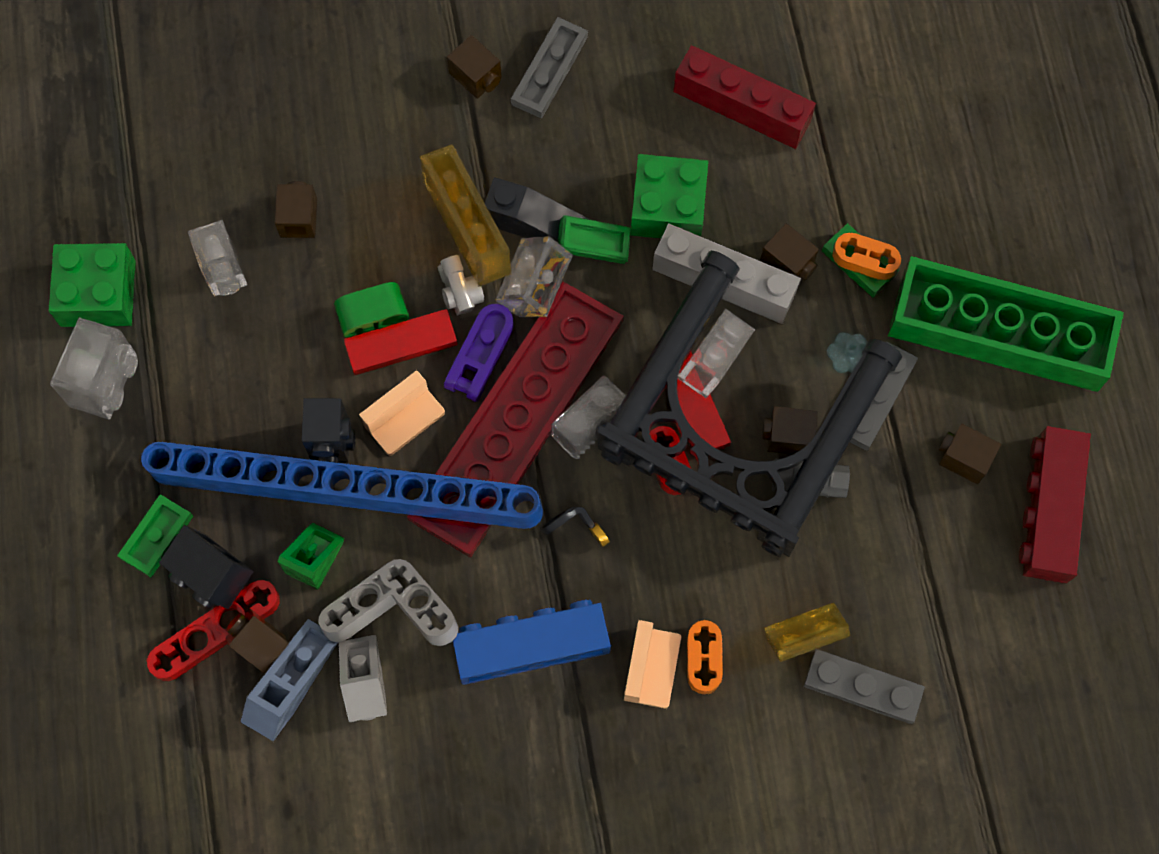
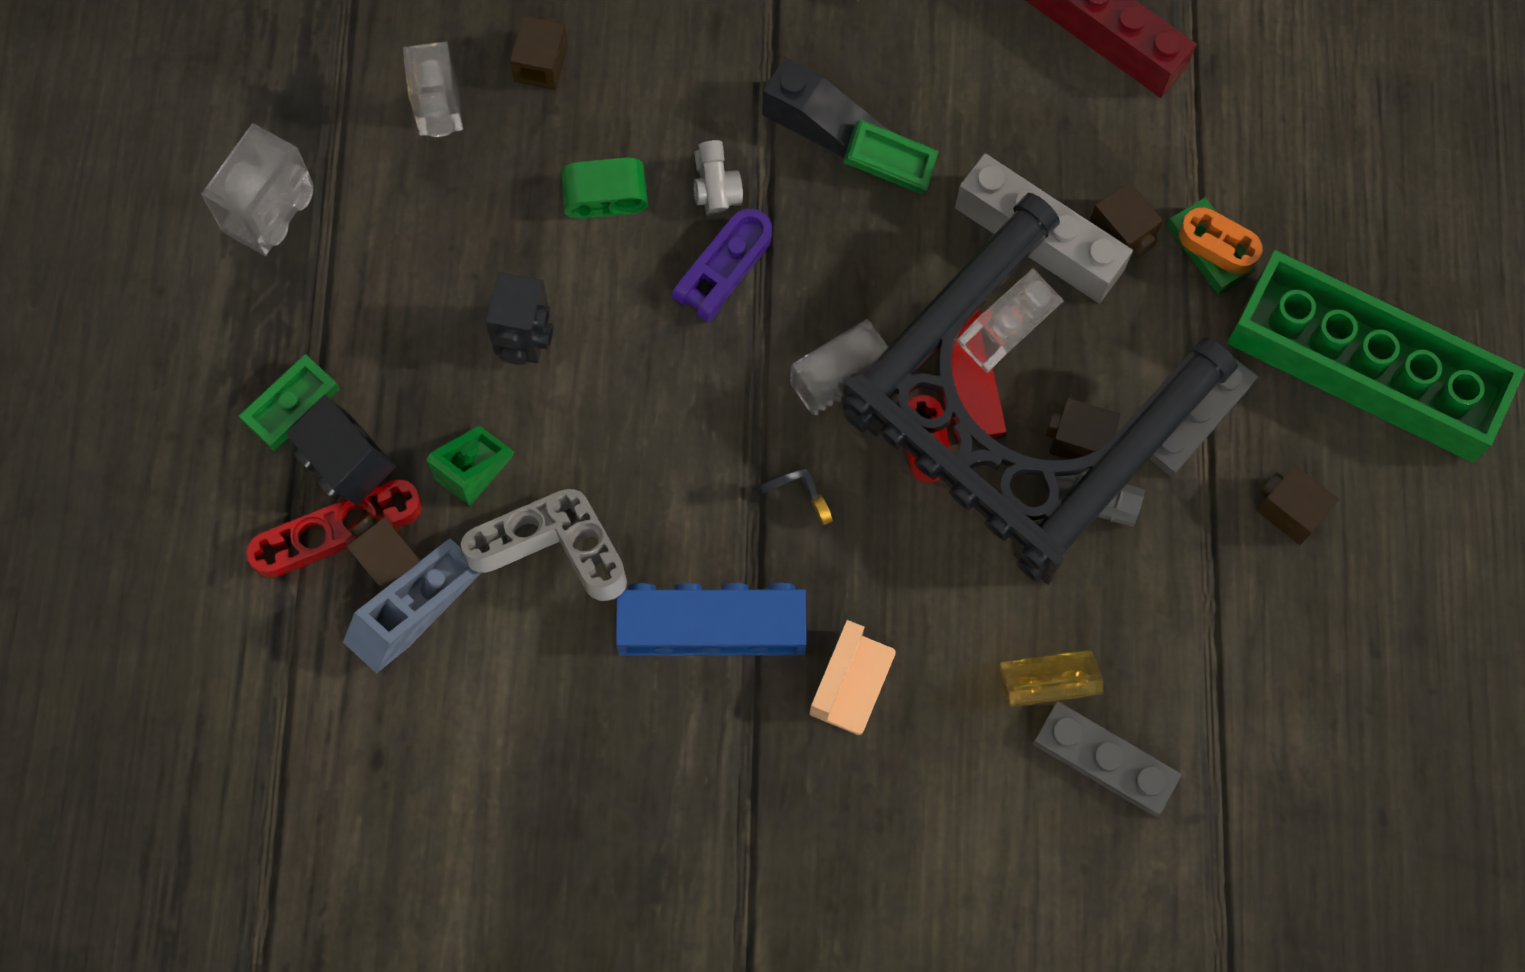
camera: 10 degrees right, 0 degrees up
(92, 284) = (279, 89): green brick -> none
(357, 493) = (537, 401): blue beam -> none
(362, 679) = (498, 622): light grey slope -> none
(400, 342) = (631, 233): red tile -> none
(402, 414) = (614, 317): light nougat panel -> none
(465, 215) = (741, 96): clear yellow brick -> none
(524, 404) = (750, 351): dark red plate -> none
(534, 277) = (808, 186): clear brick -> none
(668, 192) = (992, 117): green brick -> none
(695, 658) = (930, 684): orange beam -> none
(843, 357) = (1165, 353): clear light blue plant -> none
(1055, 505) = (1391, 588): dark red brick -> none

